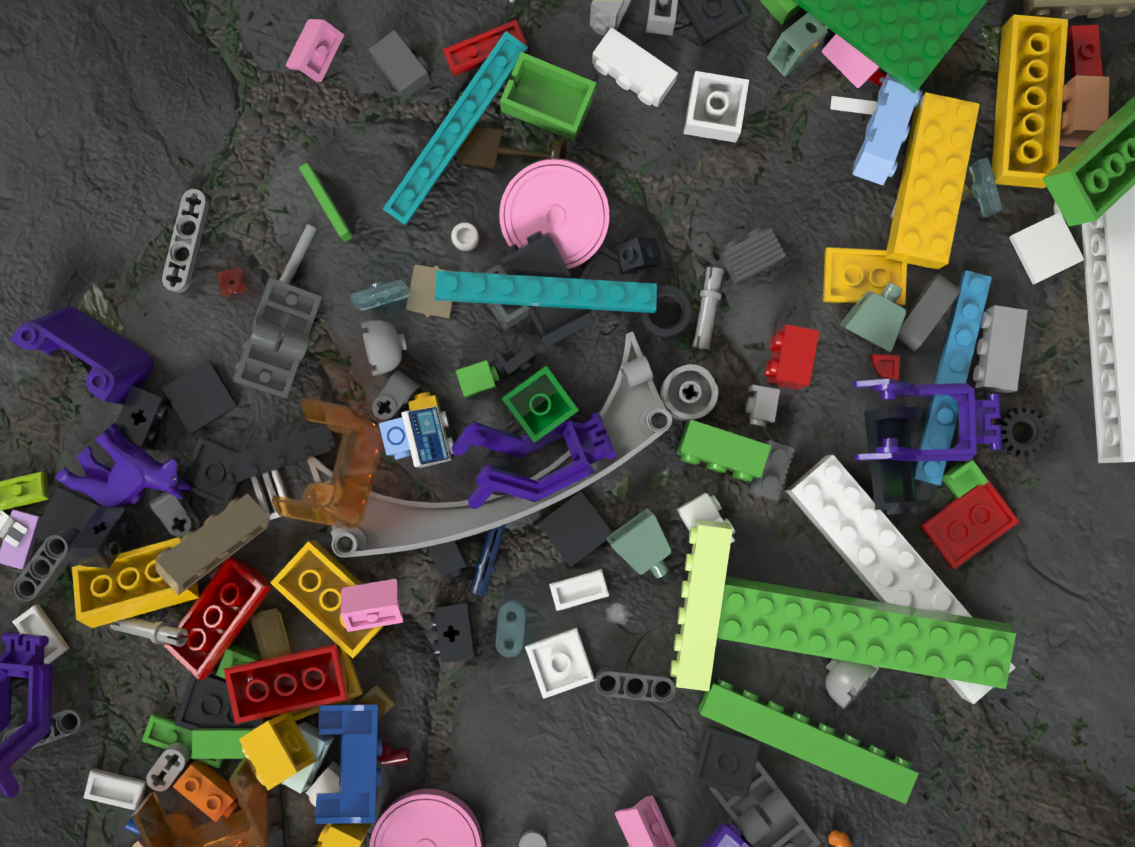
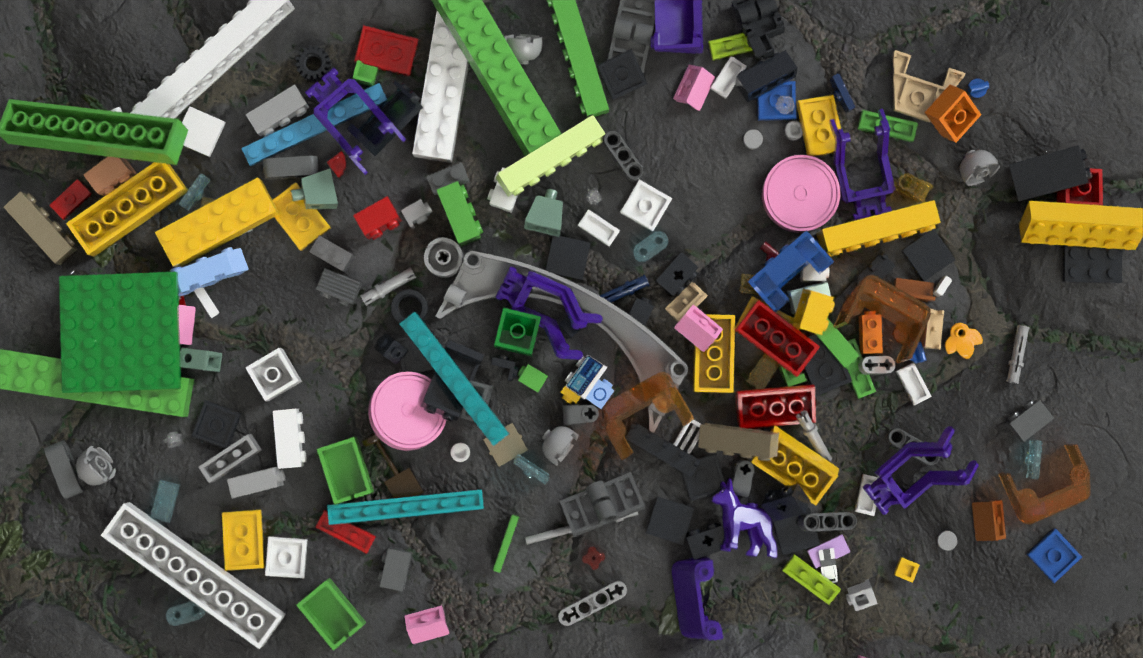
camera: 135 degrees left, 0 degrees up
(416, 609) = (681, 304): none -> tan hinge
(794, 277) = (332, 254): none -> flat silver brick

